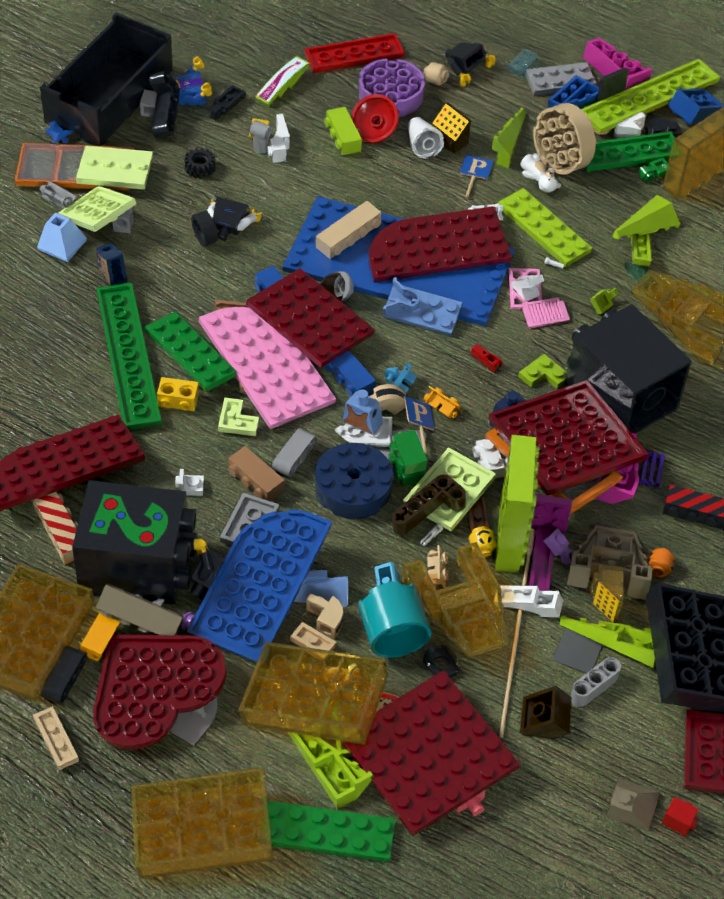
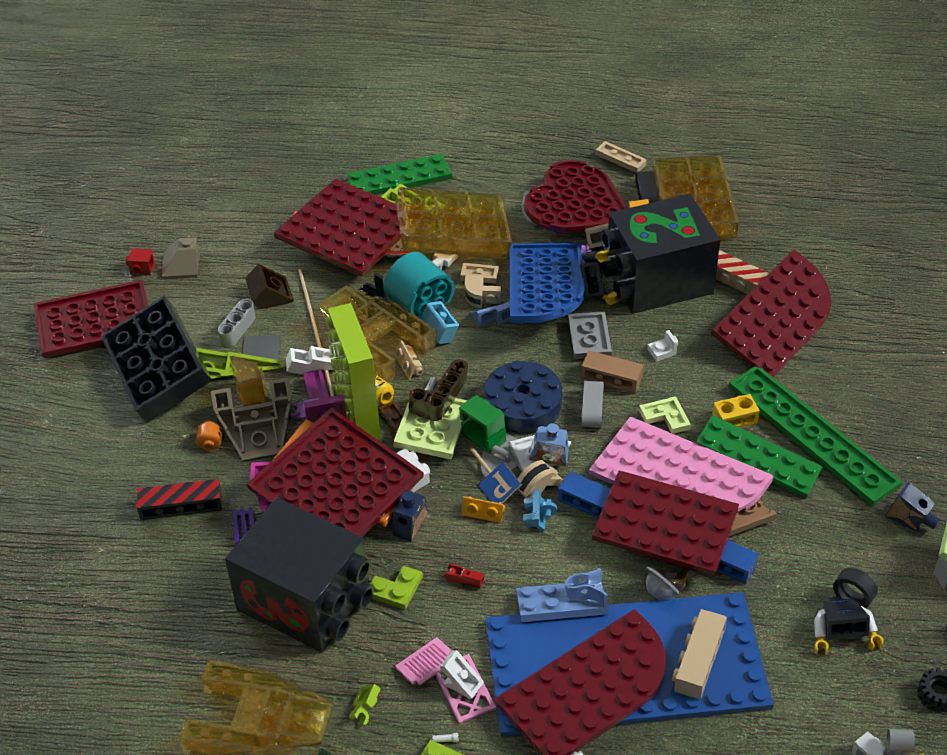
camera: 160 degrees right, 5 degrees down
(201, 823) = (483, 137): clear yellow brick -> none

